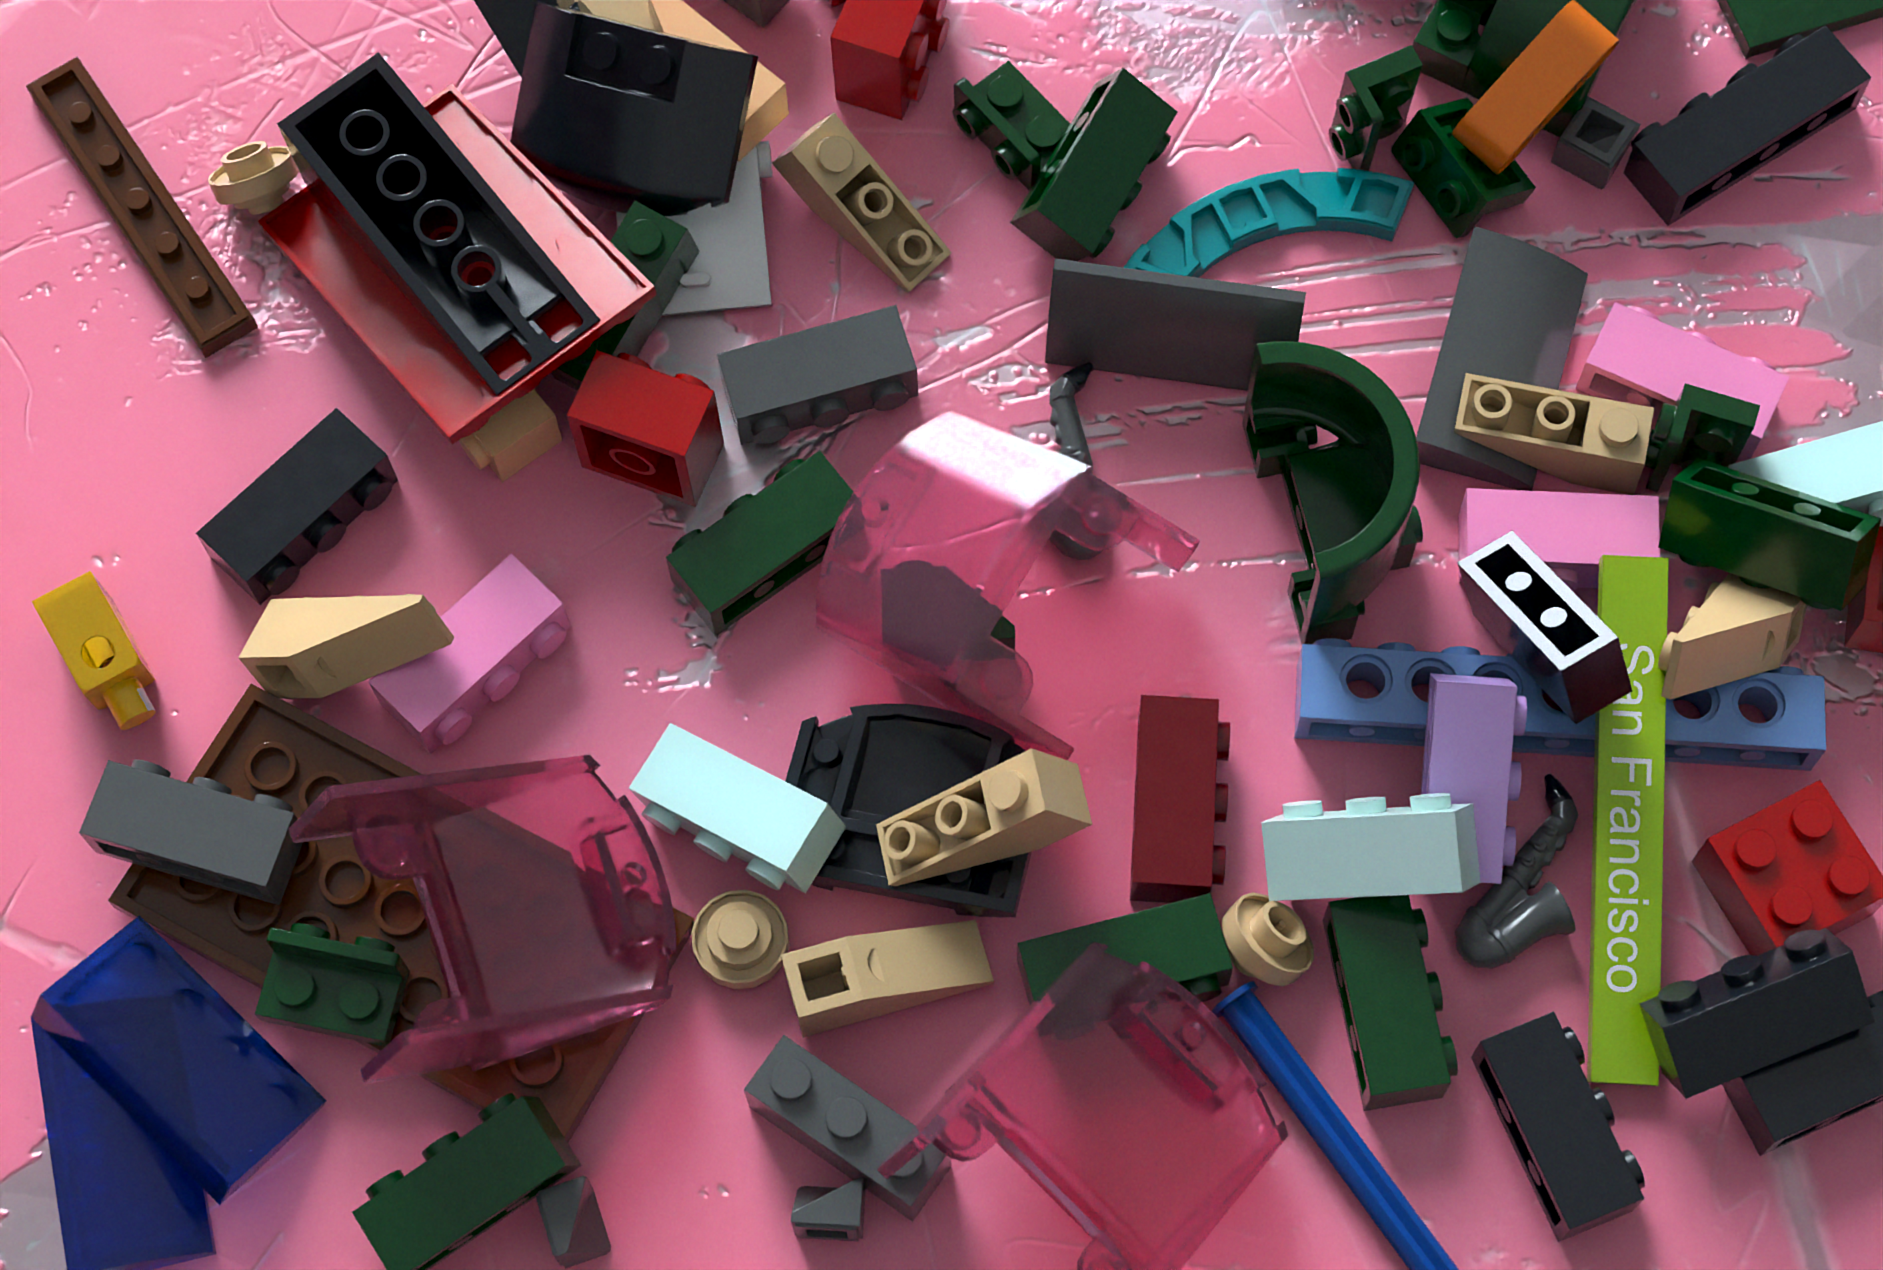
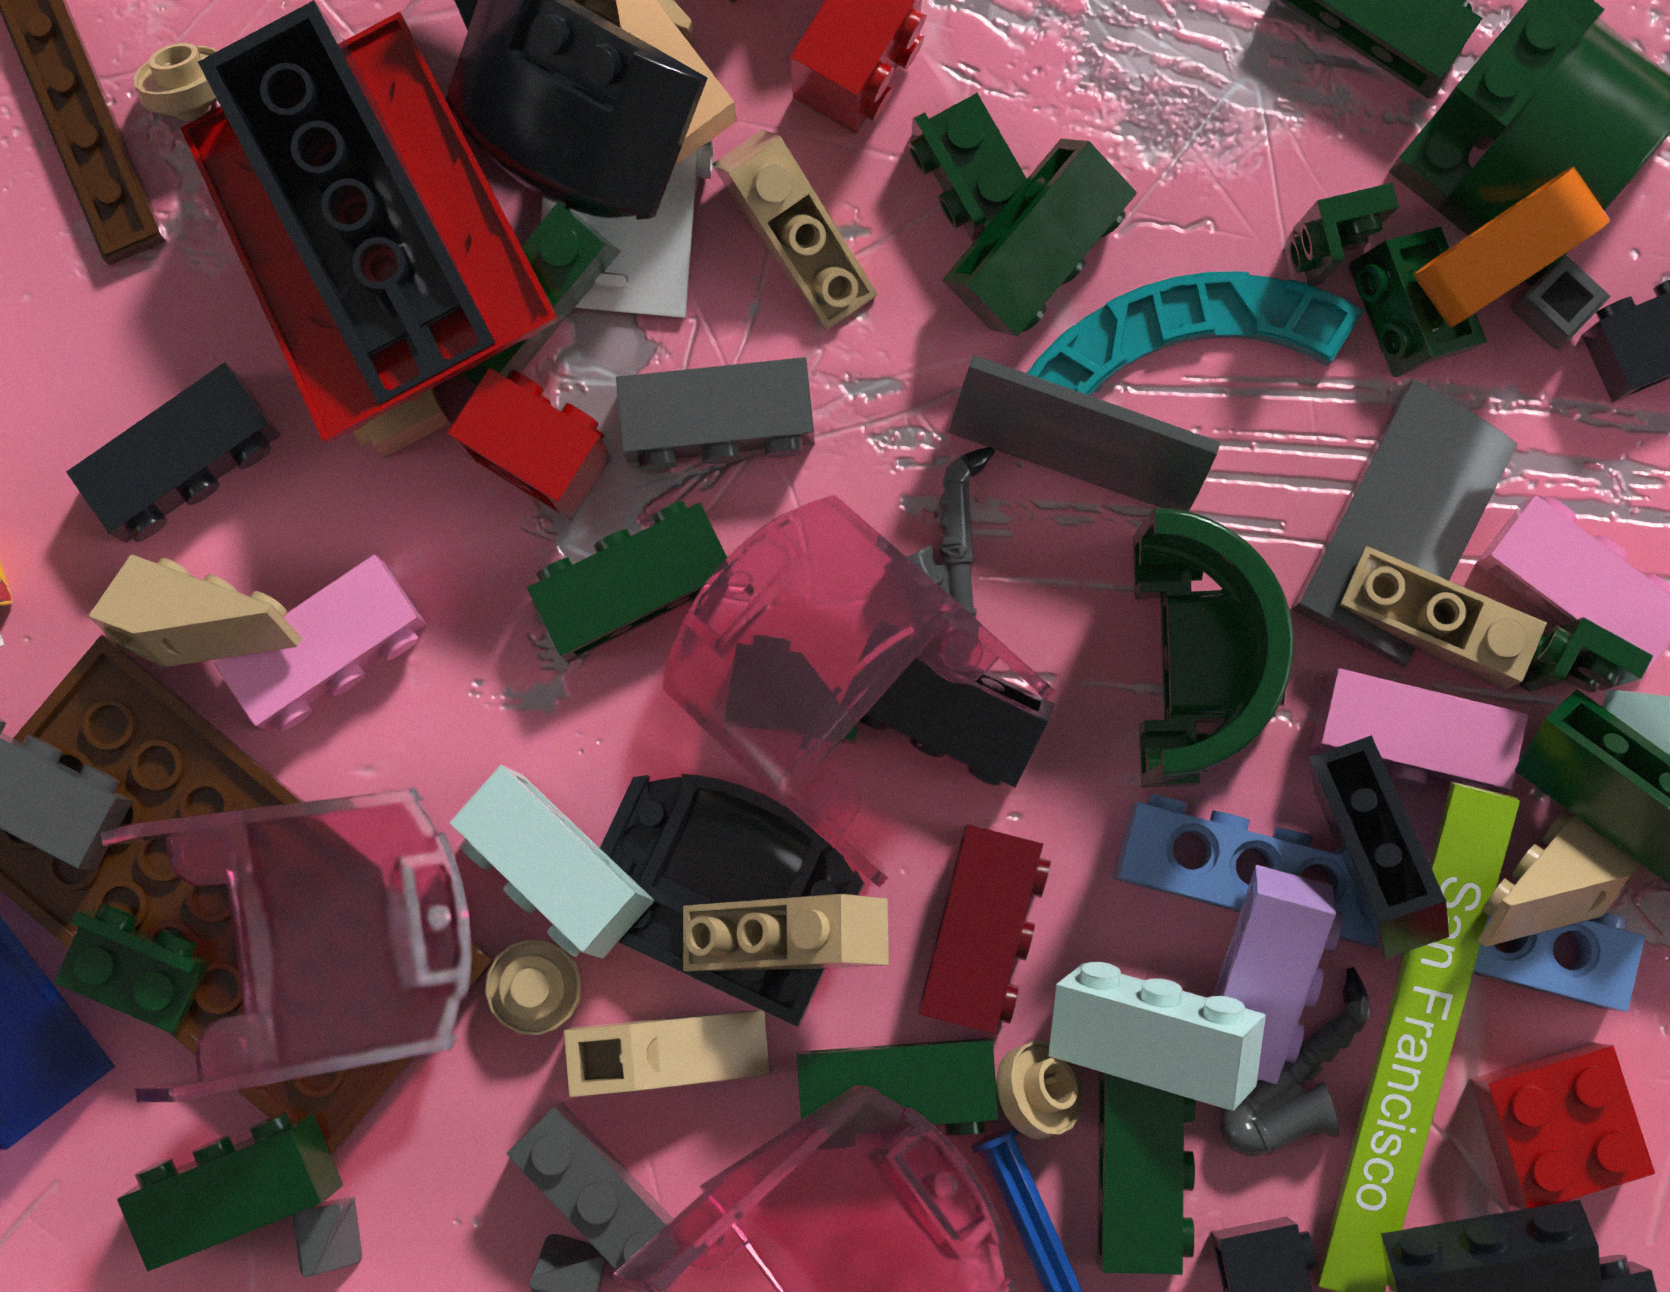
camera: 10 degrees right, 15 degrees up
(1106, 599) = (978, 722): none -> black brick

